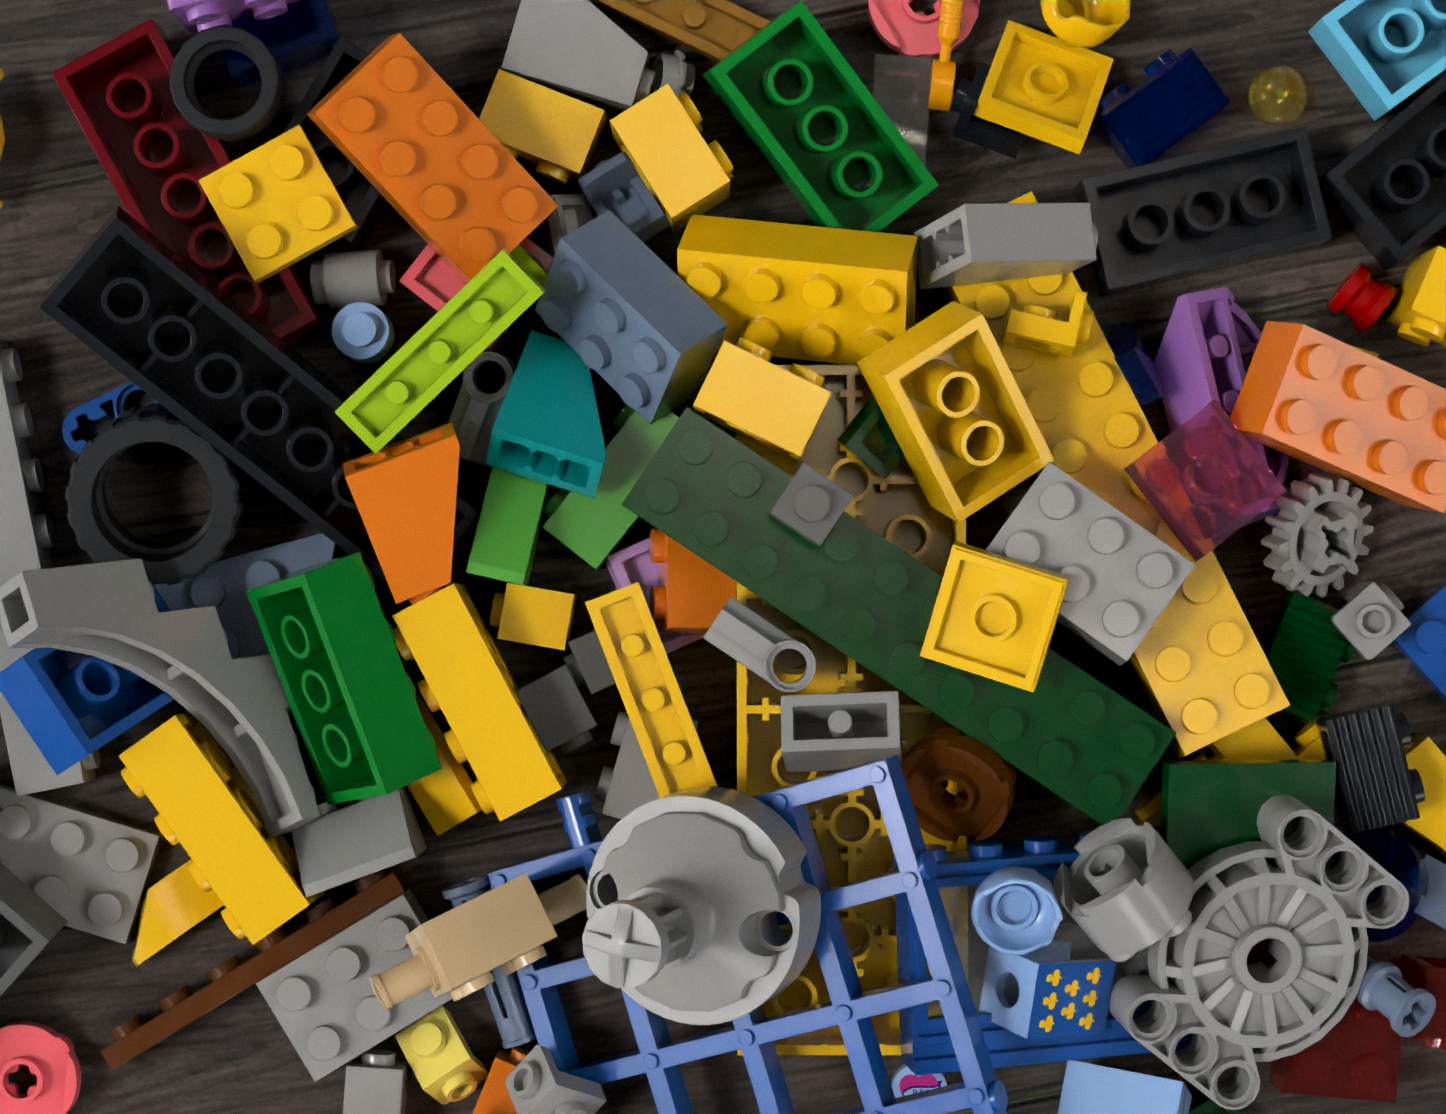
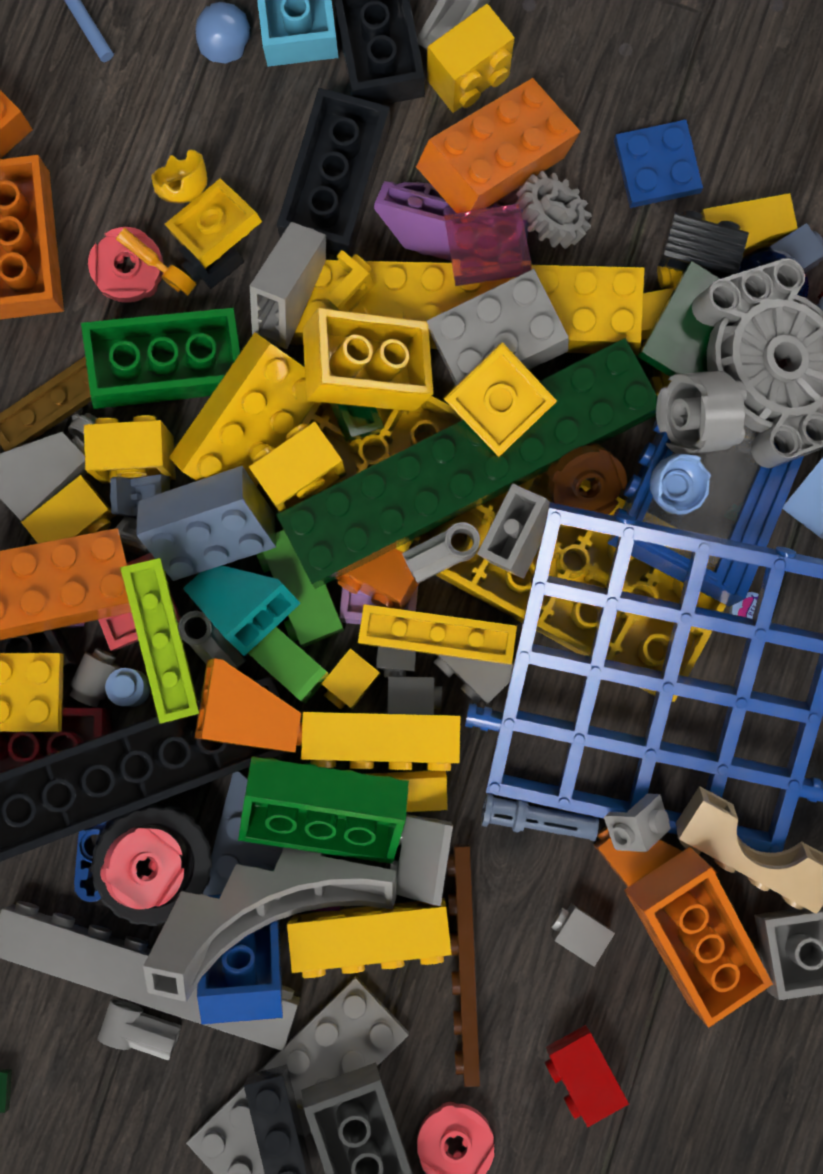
camera: 55 degrees left, 5 degrees down
(138, 462) = (120, 868): none -> coral plate
(170, 911) = (403, 994): yellow slope -> none
(327, 992) = (511, 904): light grey brick -> none
(441, 1057) = (579, 881): light yellow bracket -> none
(472, 939) = (521, 818): tan brick -> none
(692, 902) = (575, 668): light grey piece -> none
(811, 505) = (374, 469): dark grey brick -> none
(903, 91) = (170, 300): clear slope -> none
(1053, 997) = (742, 490): piece -> none
(1135, 363) = (399, 253): clear blue slope -> none
(1161, 109) = (263, 166): clear blue brick -> none
(1277, 95) = (293, 100): clear yellow tile -> none
(1305, 653) = (614, 245): dark green brick -> none
(1361, 298) = (433, 115): red wheel -> none
(1370, 618) = (617, 205): light grey bracket -> none

